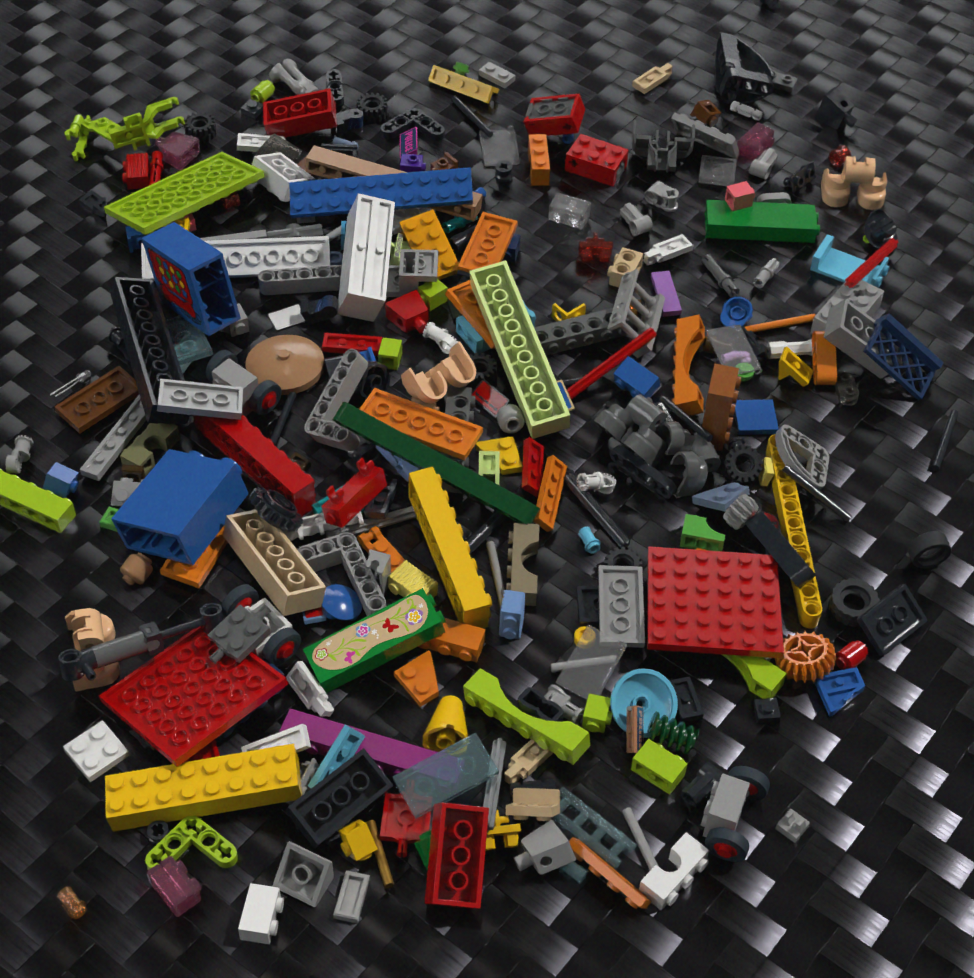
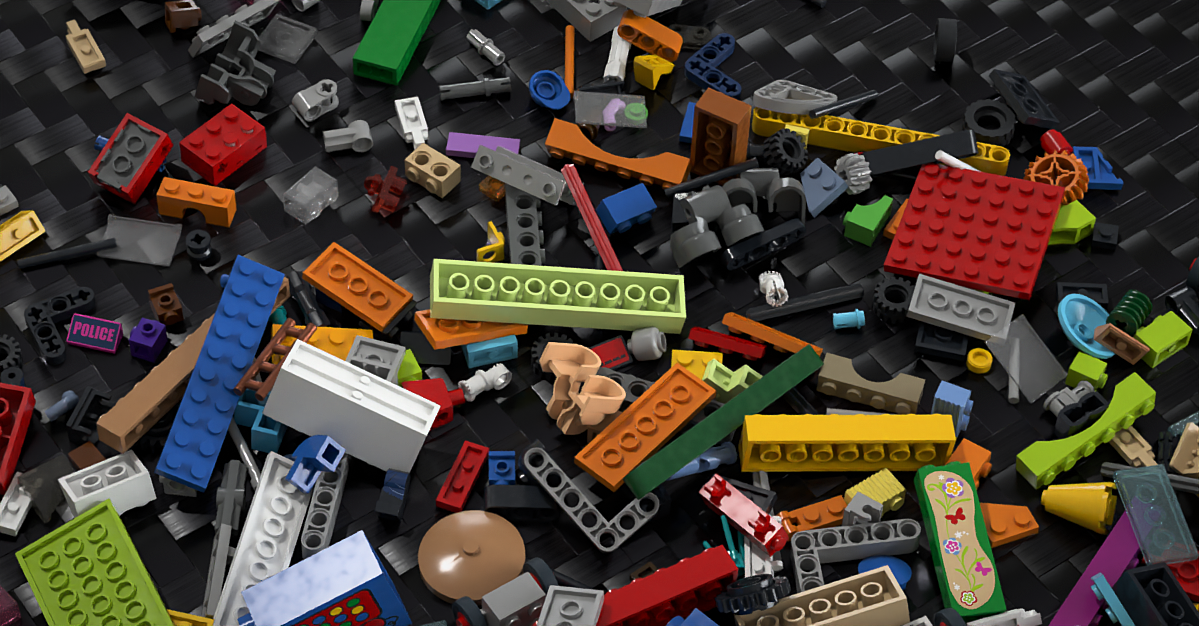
camera: 75 degrees left, 0 degrees up
(286, 317) = (381, 539): white sticker -> none
(322, 256) = (313, 456): none -> blue brick
(390, 353) = (496, 435): lime brick -> none
(407, 218) = (262, 364): none -> copper bar
(739, 196) = (370, 22): coral brick -> none
(782, 582) = (951, 161): none -> white bar
(819, 404) = (699, 65): none -> dark blue beam

